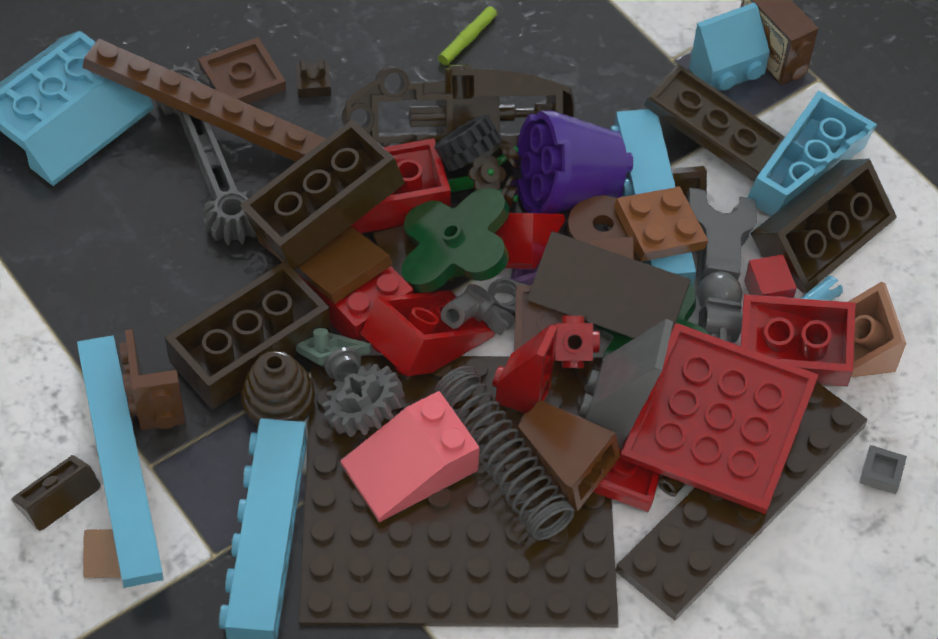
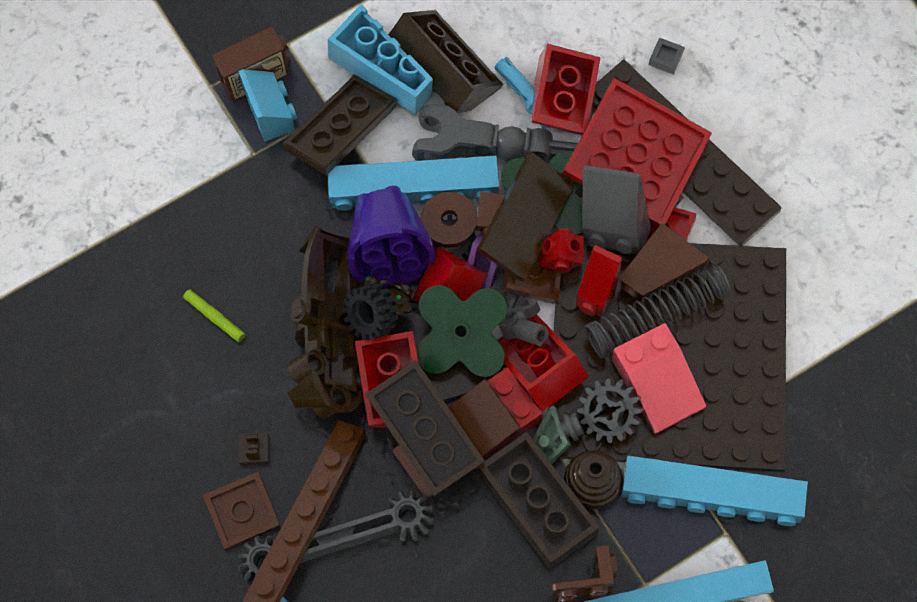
camera: 80 degrees left, 15 degrees up
(660, 223) = (454, 174): dark orange plate -> none
(690, 177) = (398, 150): dark brown tile -> none
(770, 277) = (503, 106): red brick -> none
(877, 333) = (537, 34): nougat slope -> none

